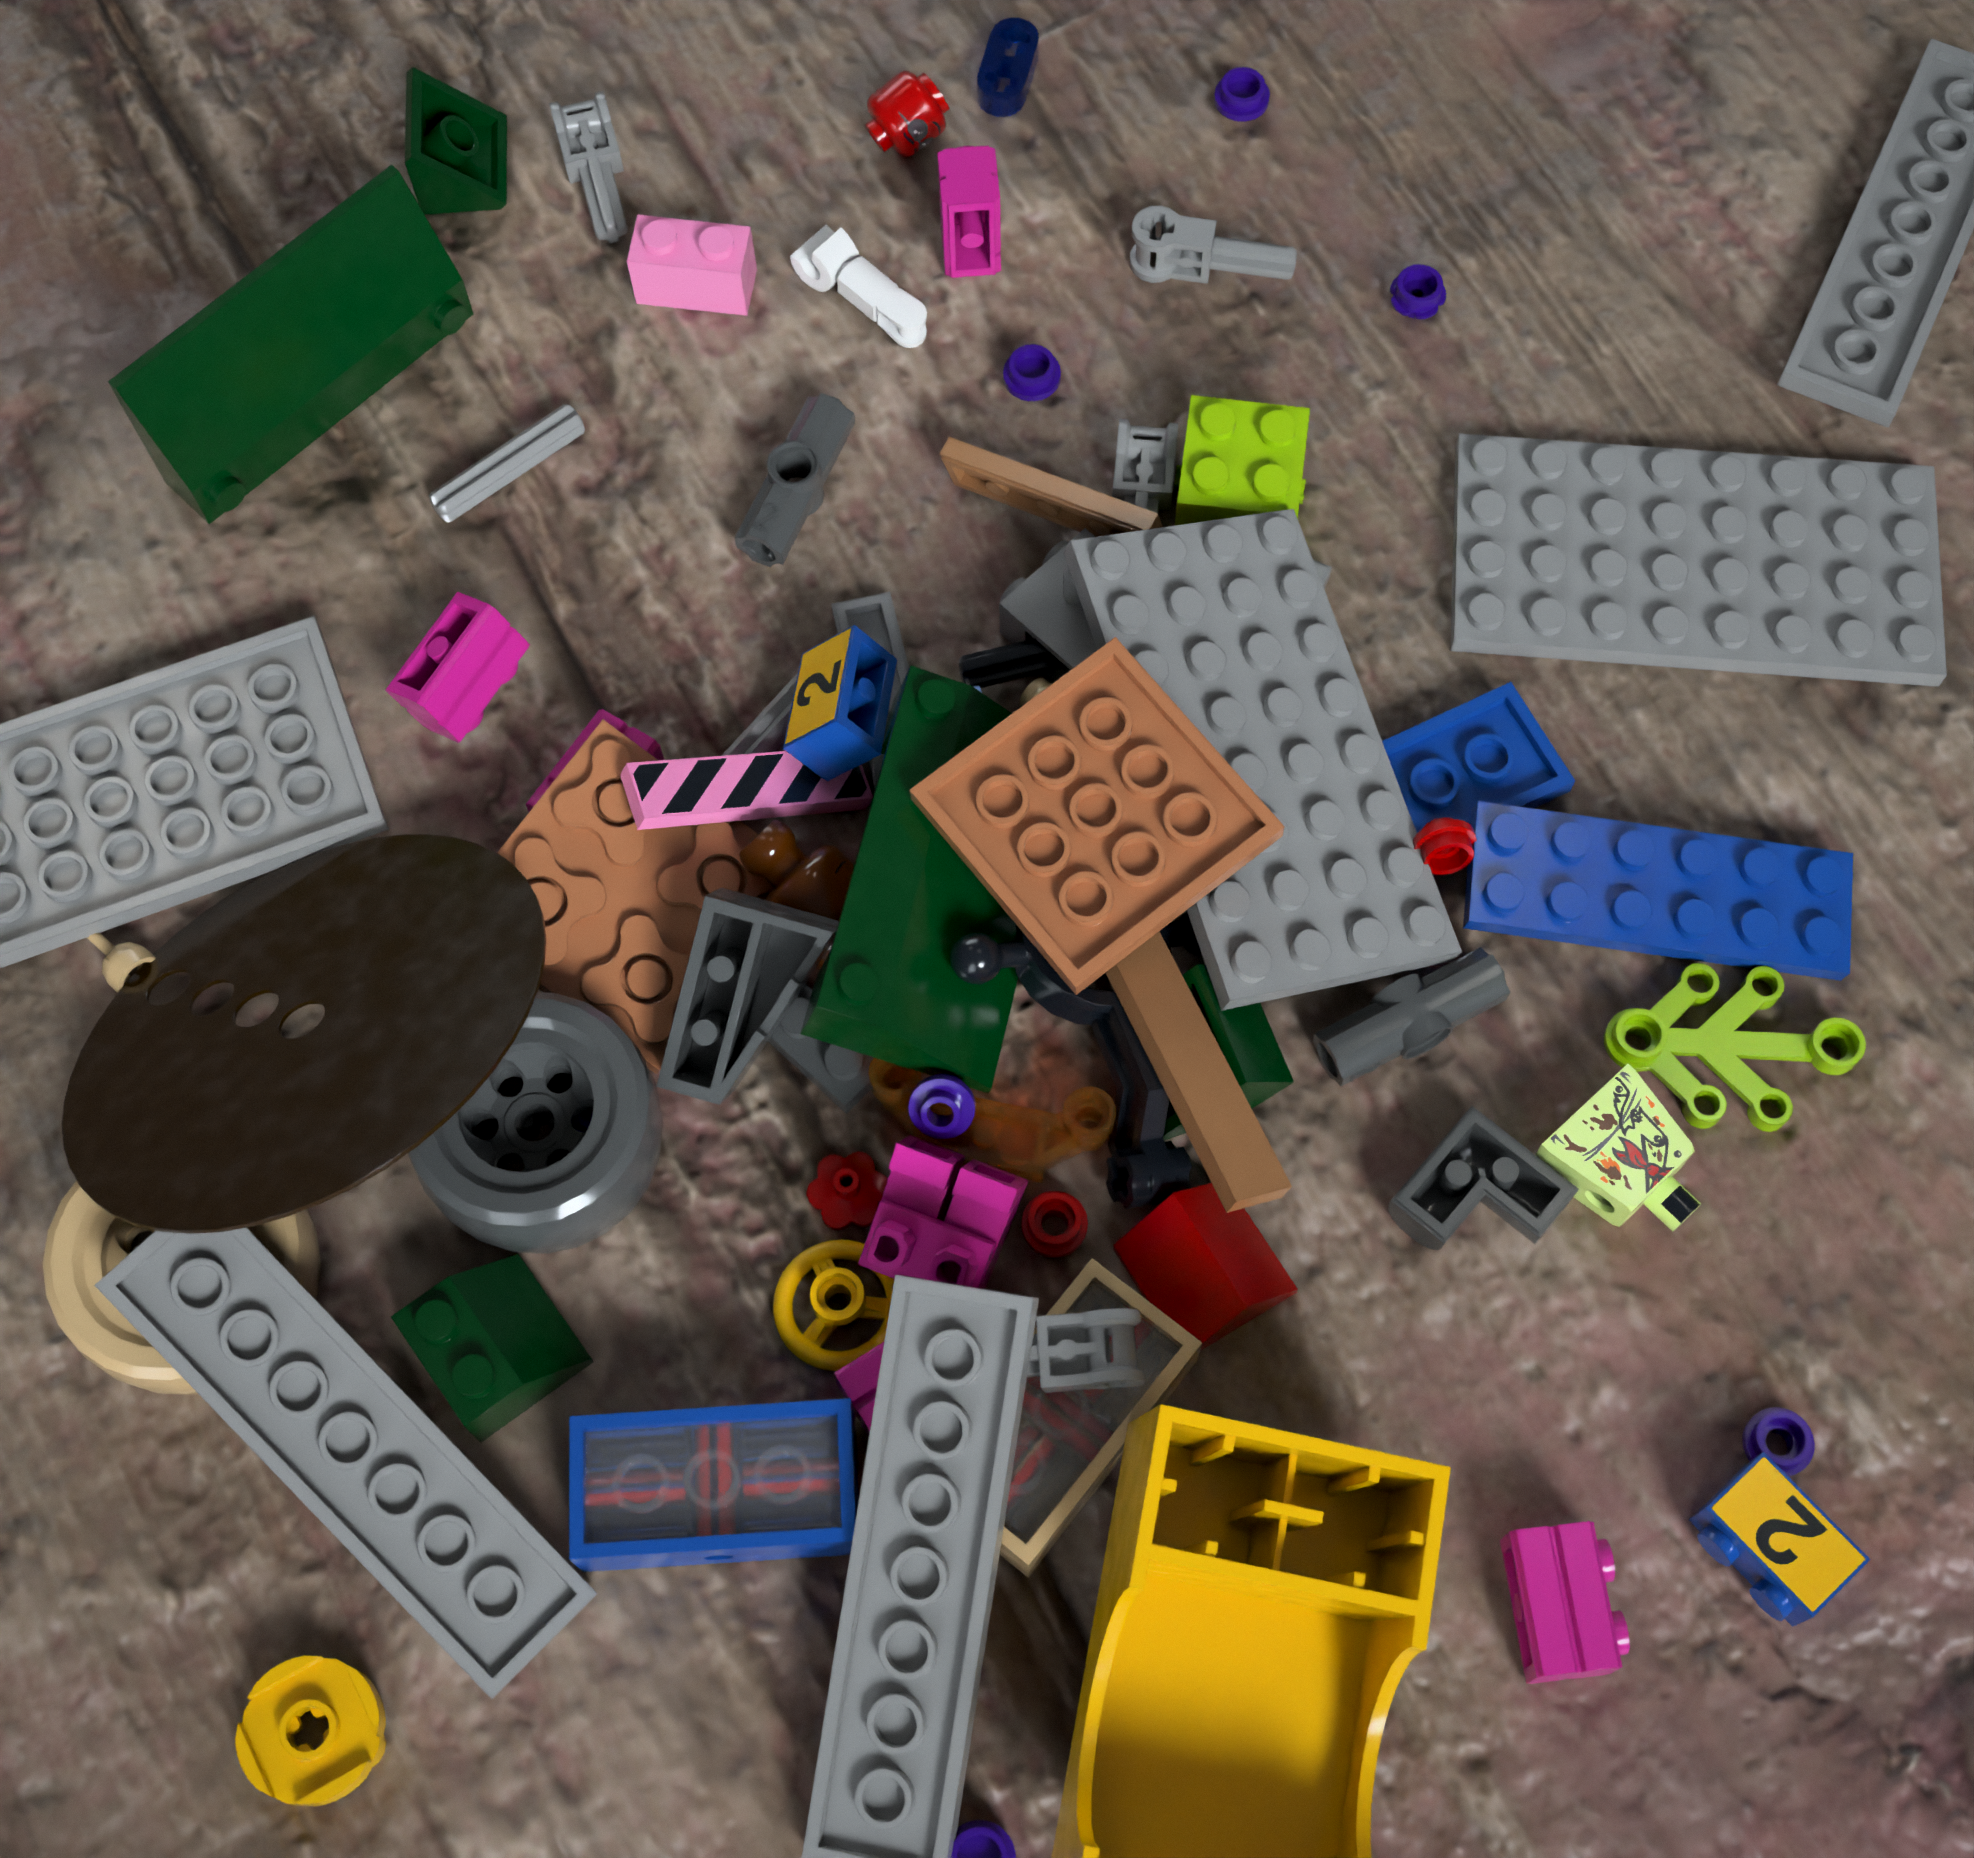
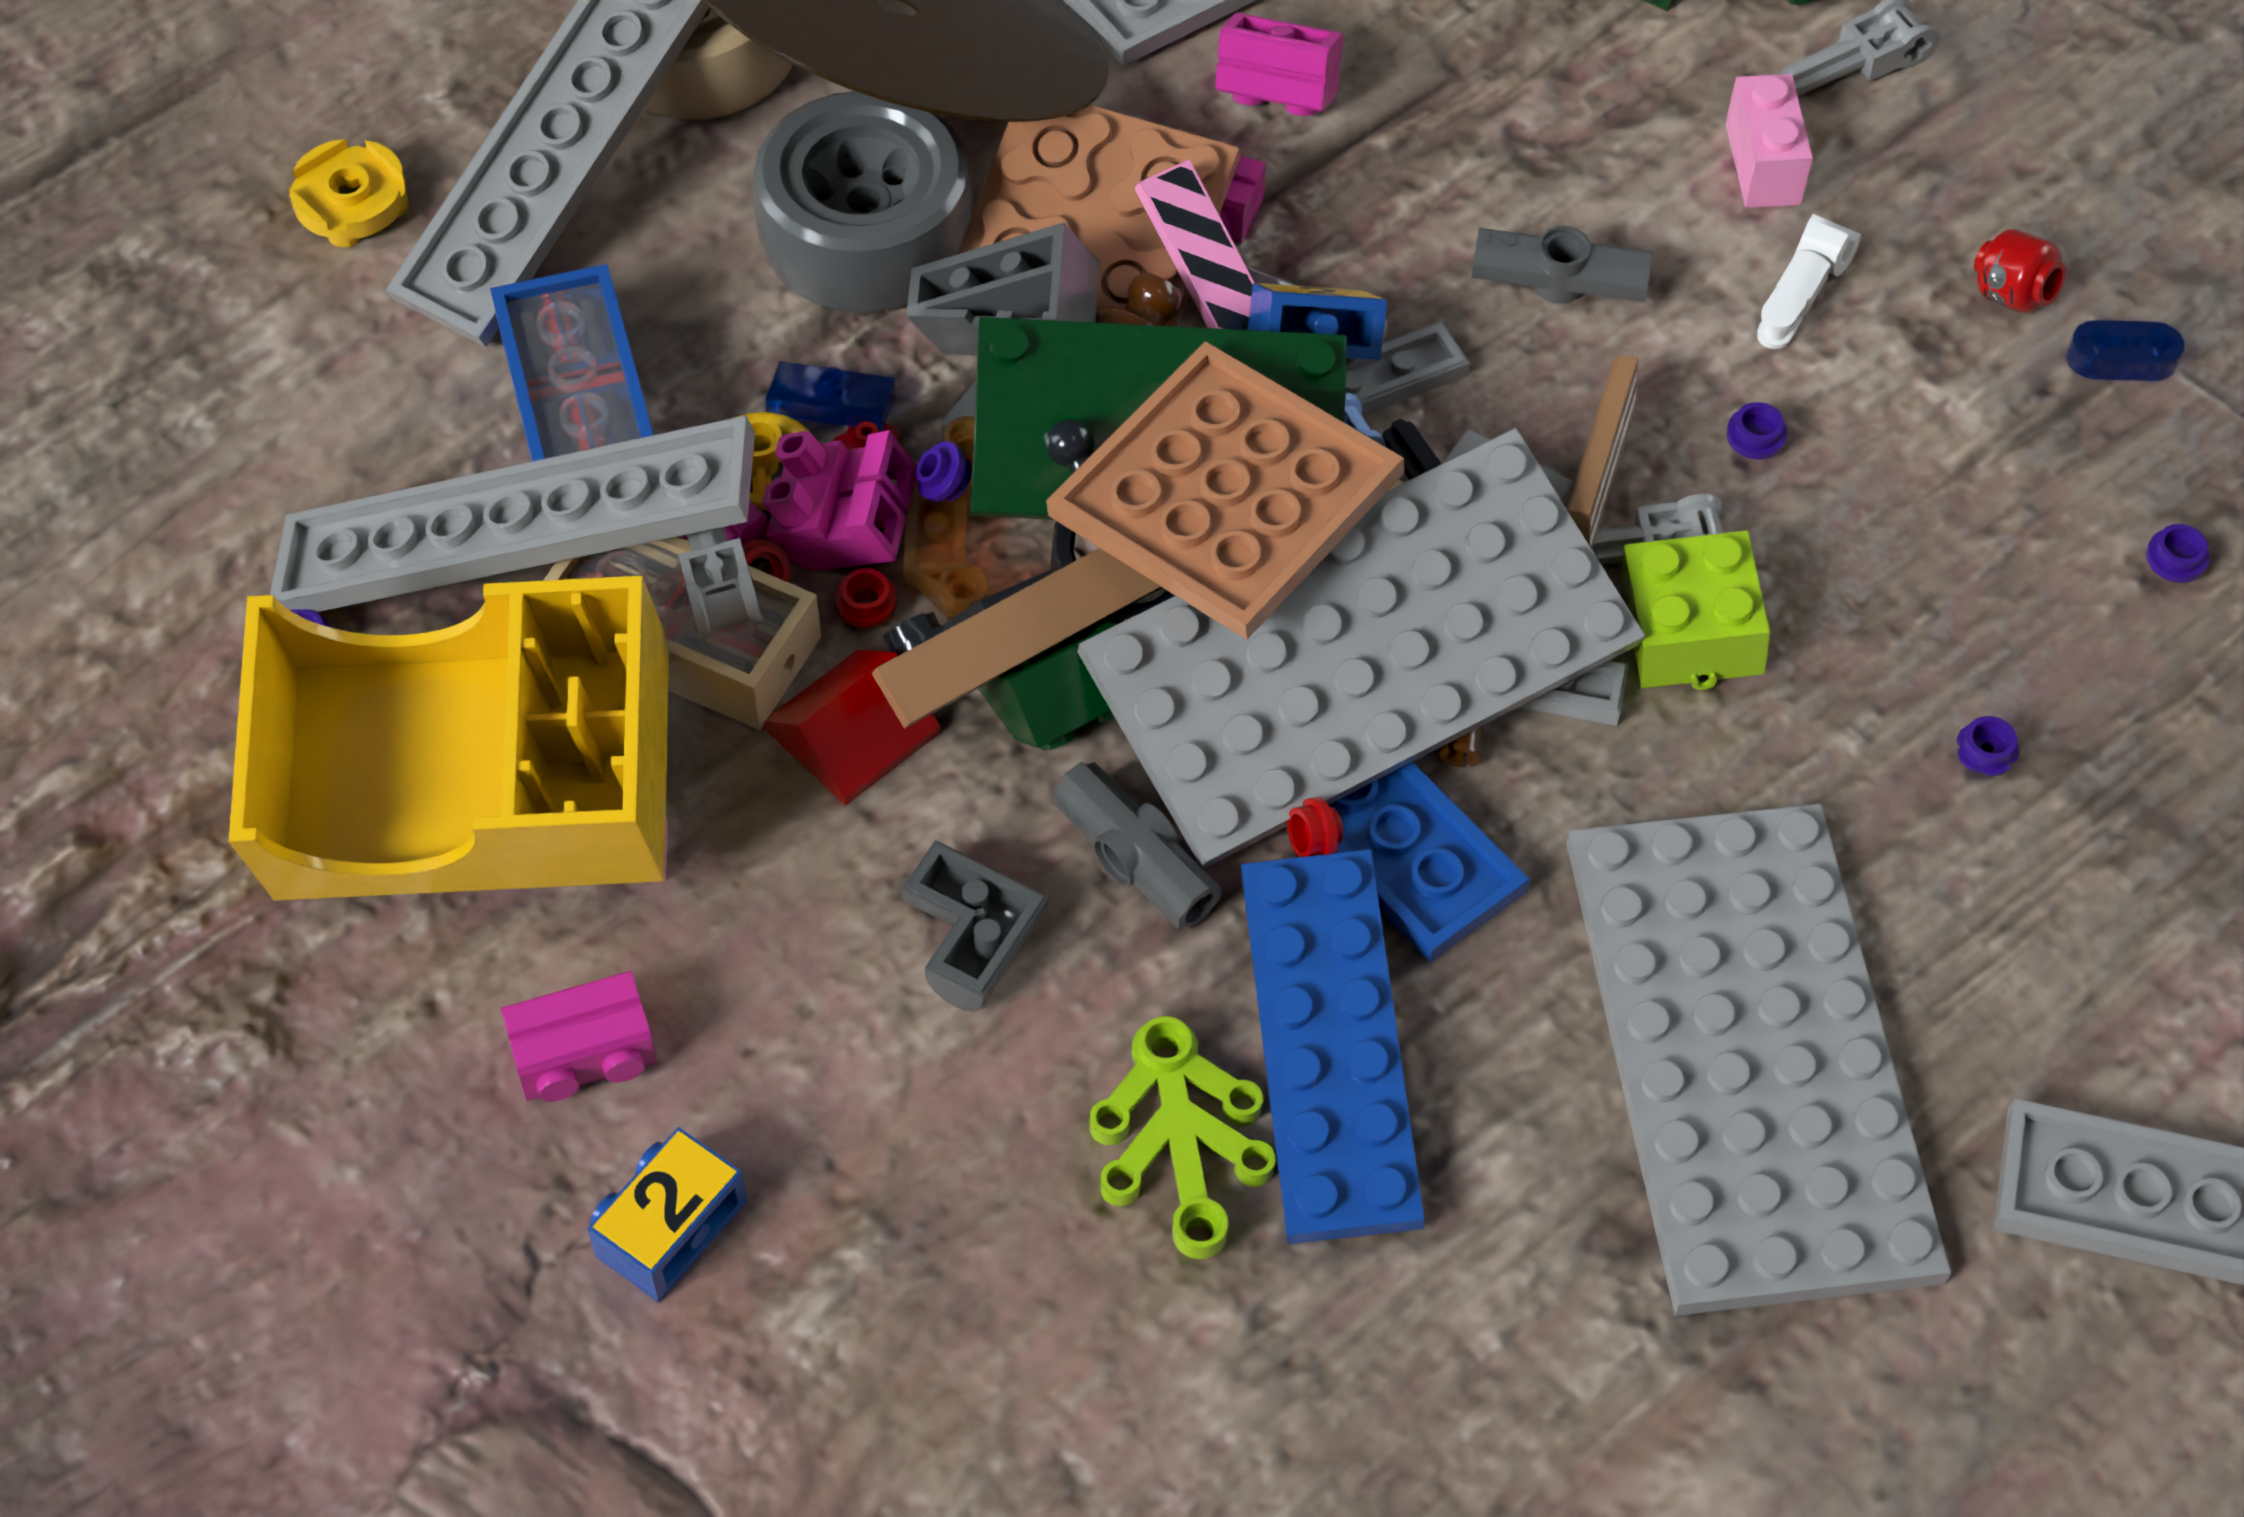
camera: 75 degrees right, 10 degrees down
(492, 1343) = (673, 225): dark green slope -> none
(506, 463) = (1511, 63): light grey axle -> none
(774, 1213) = (830, 395): none -> clear blue plate
(969, 211) = (1908, 327): dark pink brick -> none
(1191, 249) = (1954, 532): light grey connector -> none
(1624, 1154) = (1034, 1038): yellowish green torso -> none
(1789, 1426) = (769, 1198): dark purple plate -> none

